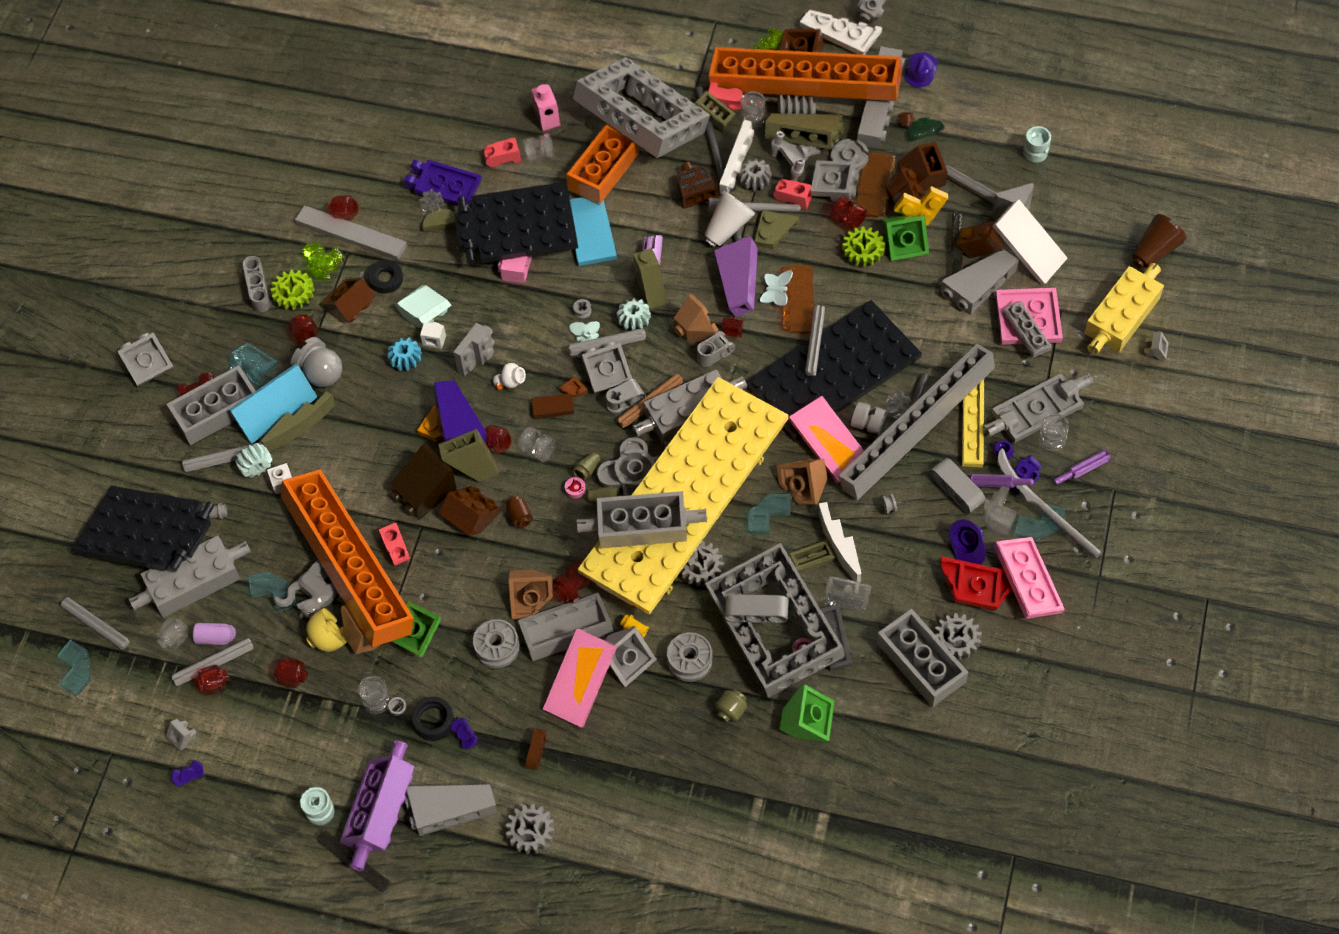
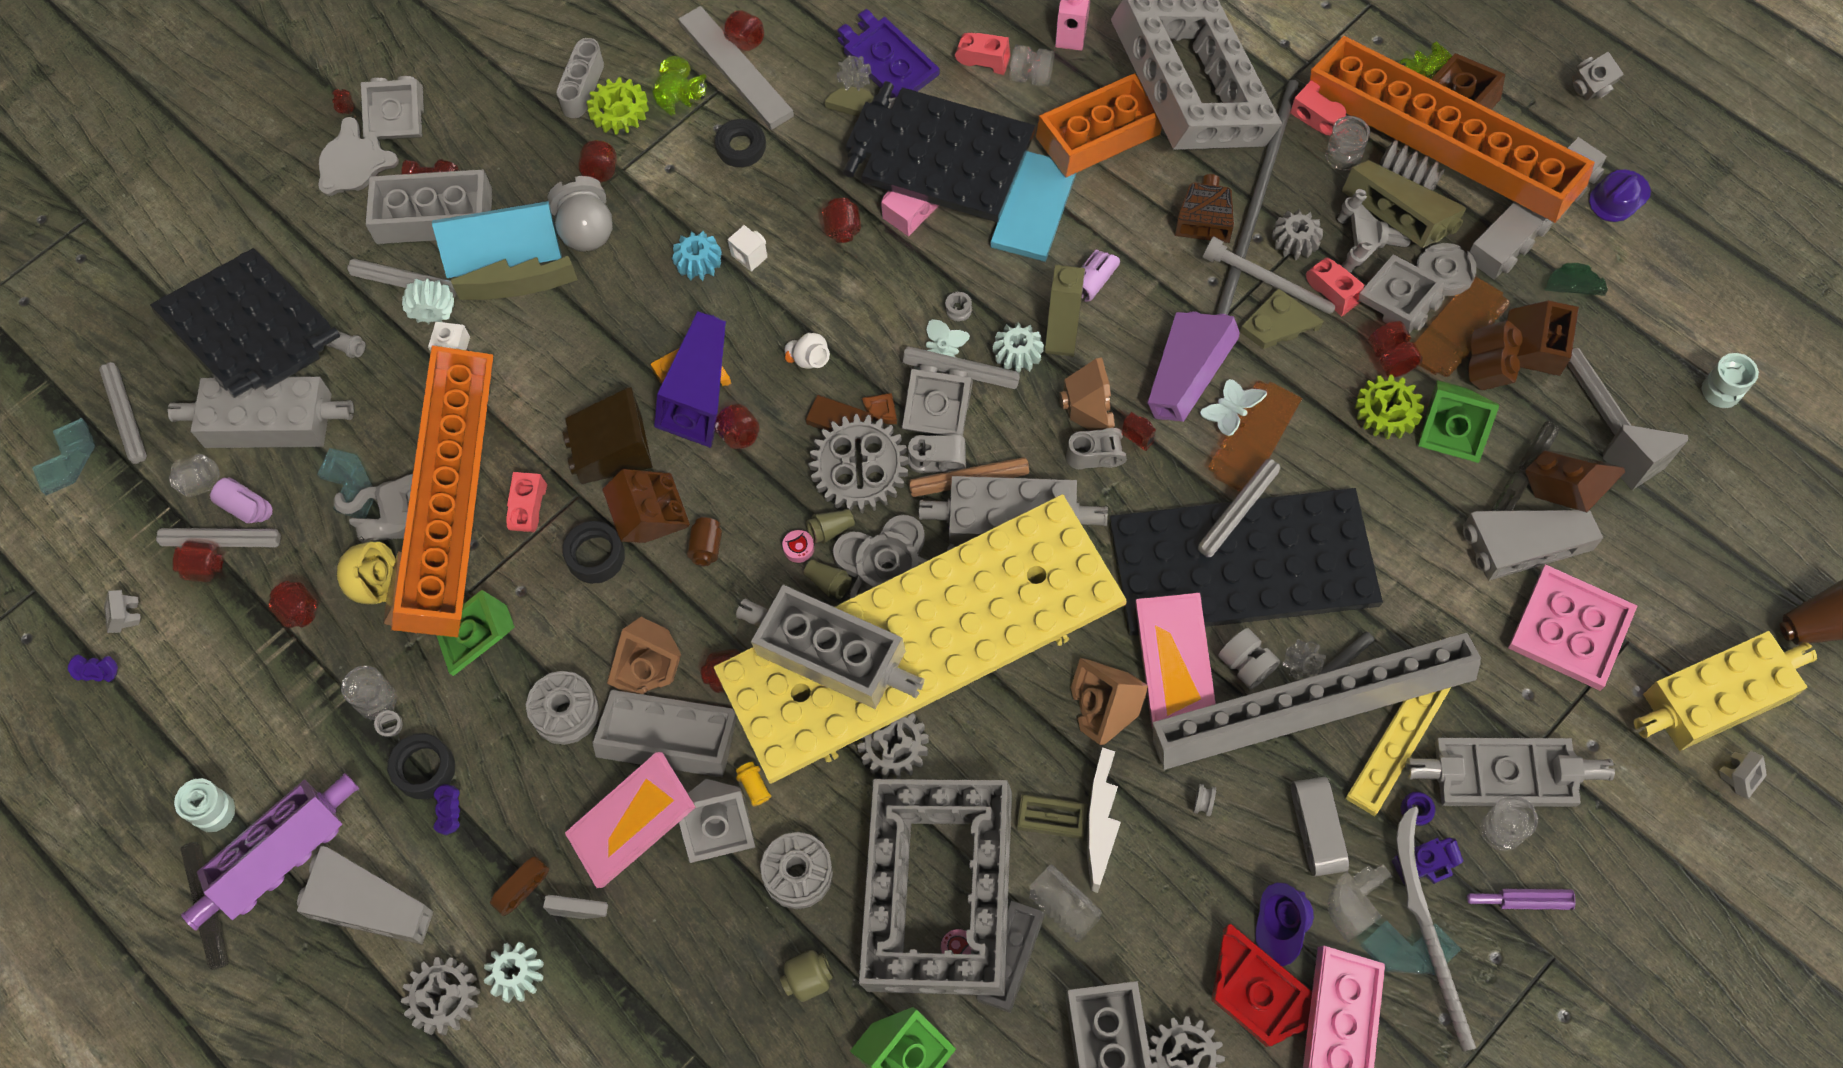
camera: 30 degrees right, 5 degrees up
(105, 368) = (343, 101): none -> clear red arm
(140, 403) = (351, 160): none -> light grey tile
(253, 362) = (512, 175): clear light blue bracket -> none
(348, 299) = (675, 152): reddish brown slope -> none
(422, 306) = (761, 203): light aqua slope -> none
(452, 537) = (584, 532): none -> black tyre
(469, 455) = (681, 433): olive slope -> none
(474, 348) = (781, 289): light grey plate -> none
(480, 292) = (841, 220): none -> clear red head
(536, 444) = (784, 463): clear wheel -> none
(565, 589) = (689, 683): clear red plate -> none
(572, 790) = (511, 957): none -> light aqua gear
(577, 742) = (574, 907): none -> light grey tile
(598, 415) = (832, 465): none -> light grey gear
(719, 106) = (1307, 128): olive slope -> none
(727, 219) = (1220, 277): white cone -> none
(737, 156) = (1286, 197): white wing -> none
(756, 608) = (914, 860): light grey beam -> none
(771, 505) = (1042, 711): clear light blue tile -> none
(848, 35) = (1536, 94): white wing -> none
(905, 118) = (1556, 254): reddish brown plate -> none
(927, 206) = (1511, 394): yellow plate -> none
(1009, 481) = (1382, 853): medium lavender axle -> none
(1027, 329) = (1557, 663): light grey tile -> none
(1029, 242) = (1635, 519): white tile -> none

